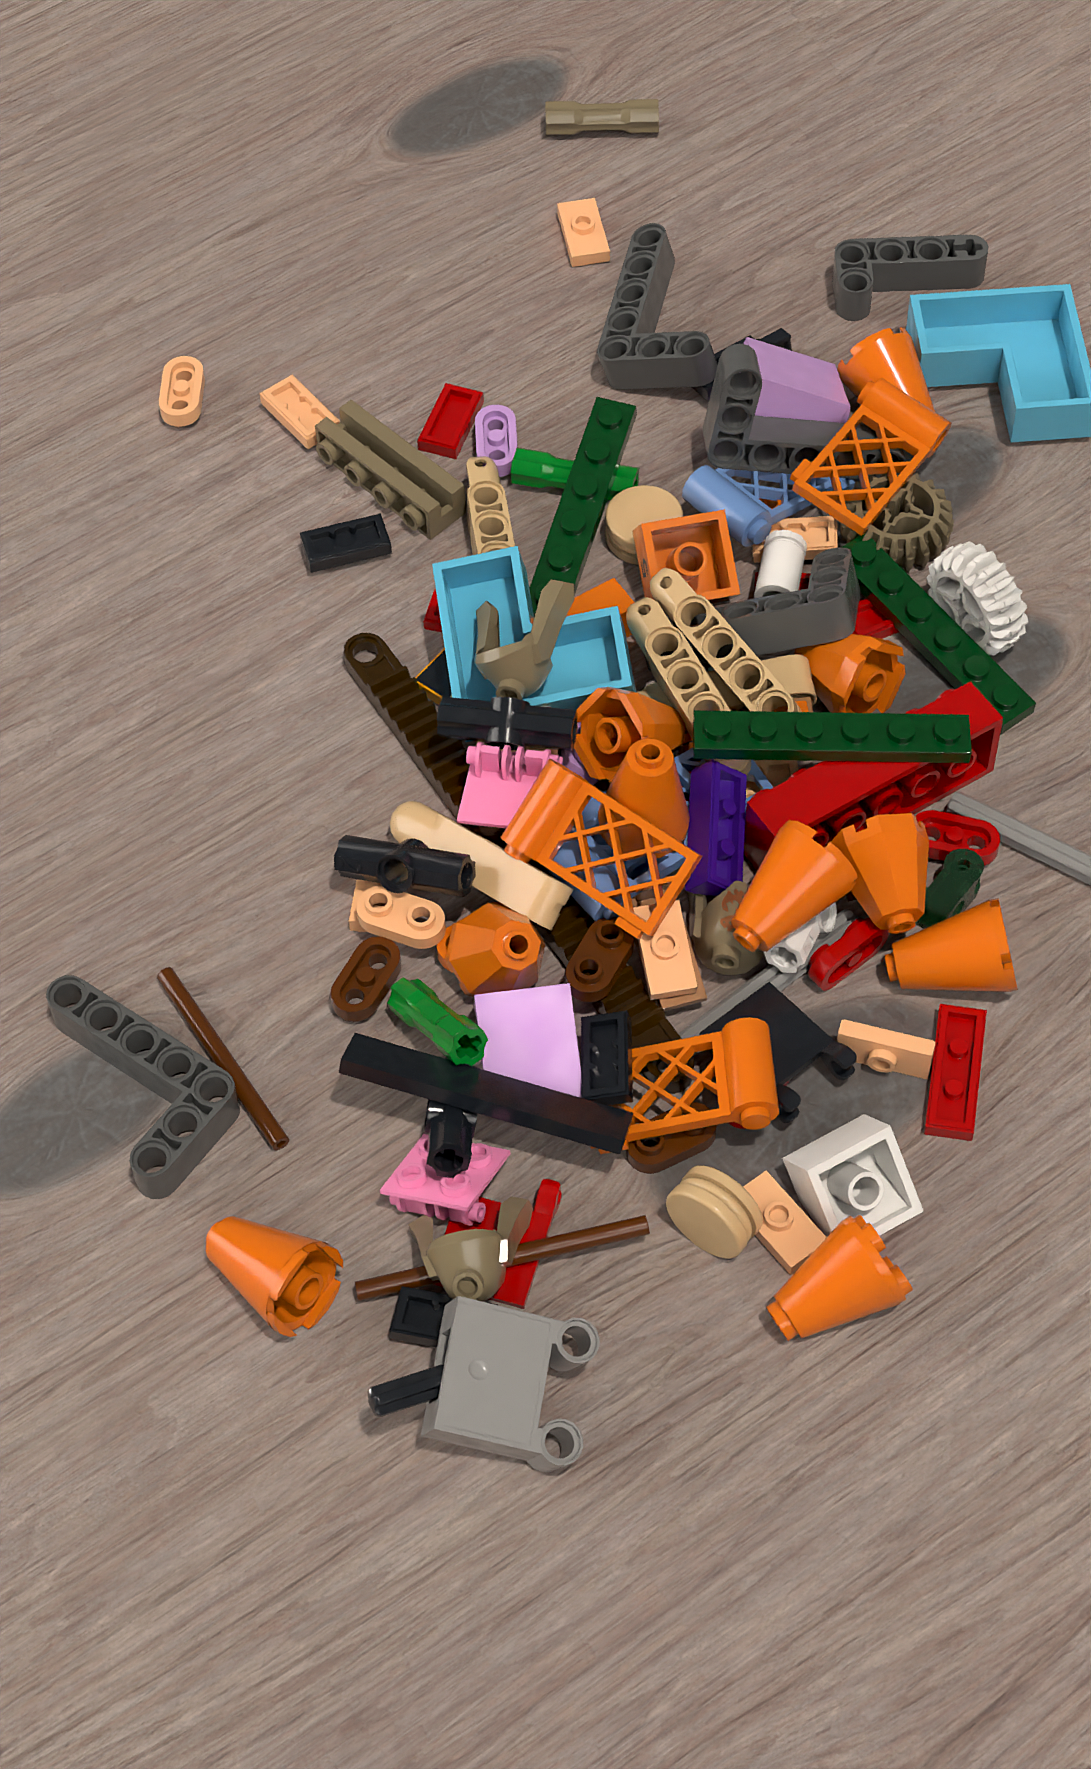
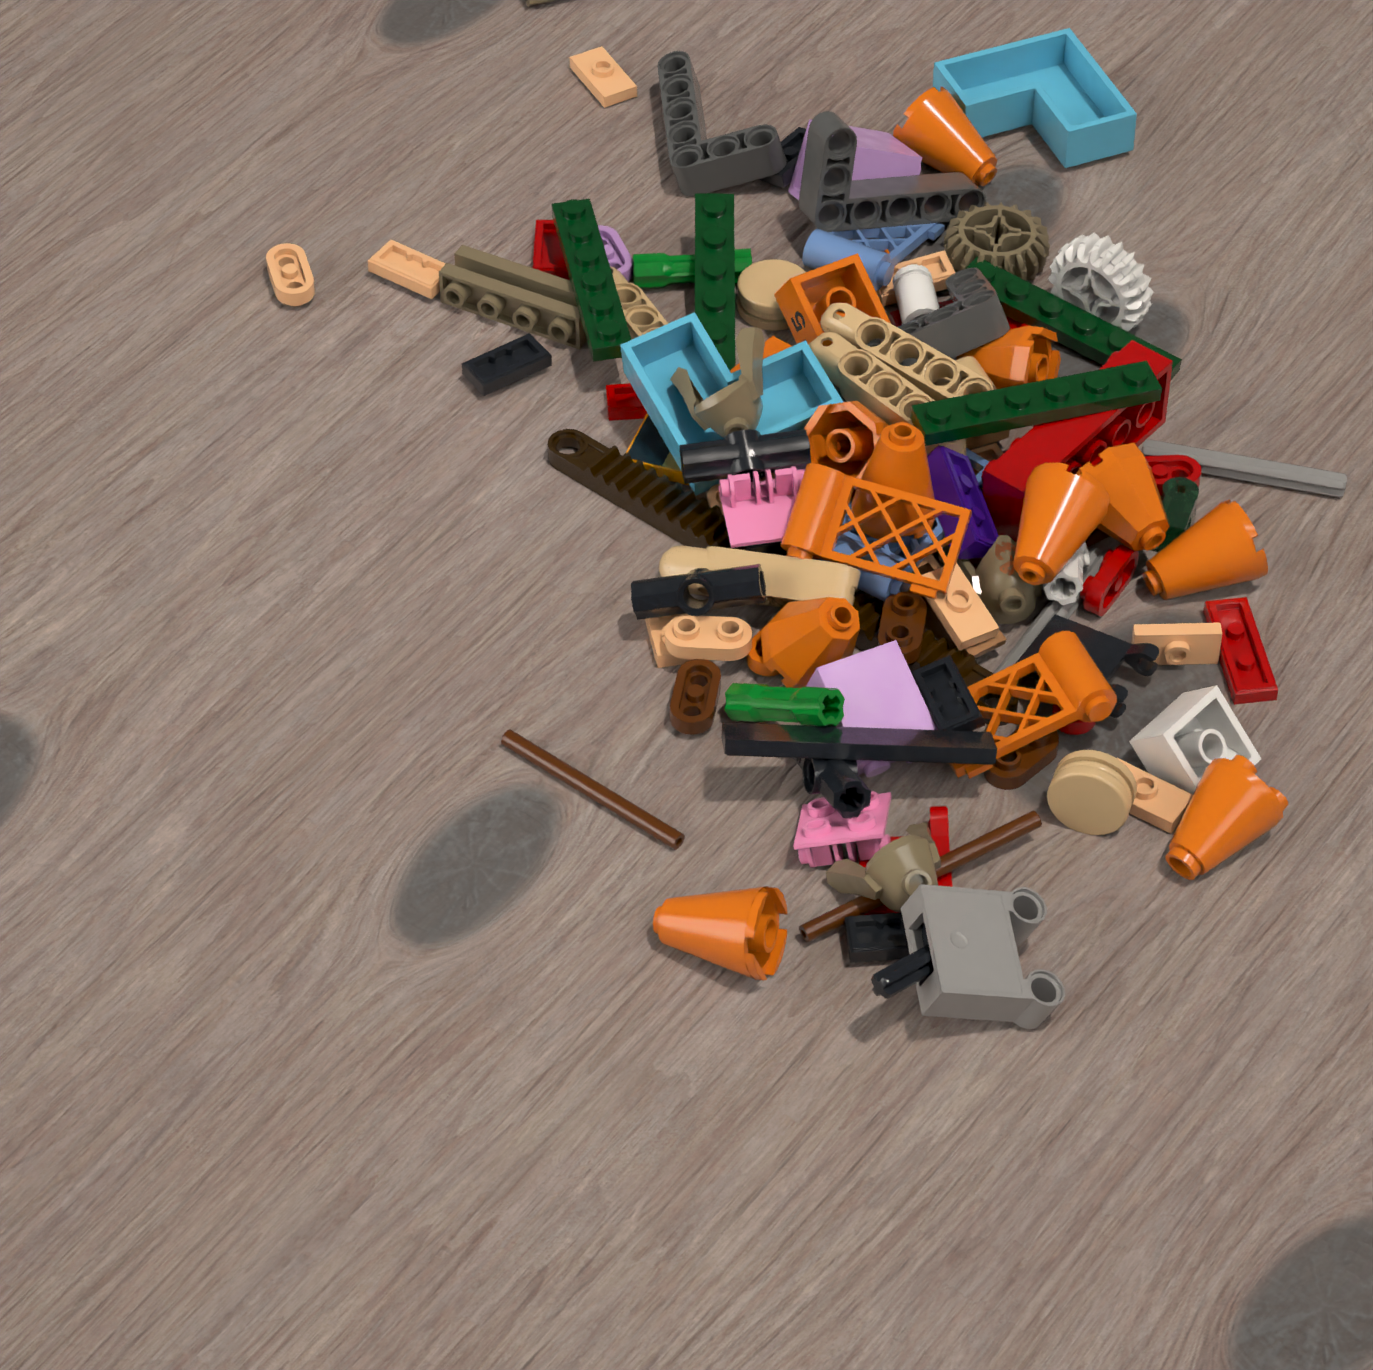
camera: 20 degrees left, 10 degrees down
(153, 1070) = (538, 801): dark grey beam -> none
(456, 470) = (591, 278): none -> dark green plate
(898, 424) = (971, 164): orange piece -> none
(903, 265) = (908, 46): dark grey beam -> none

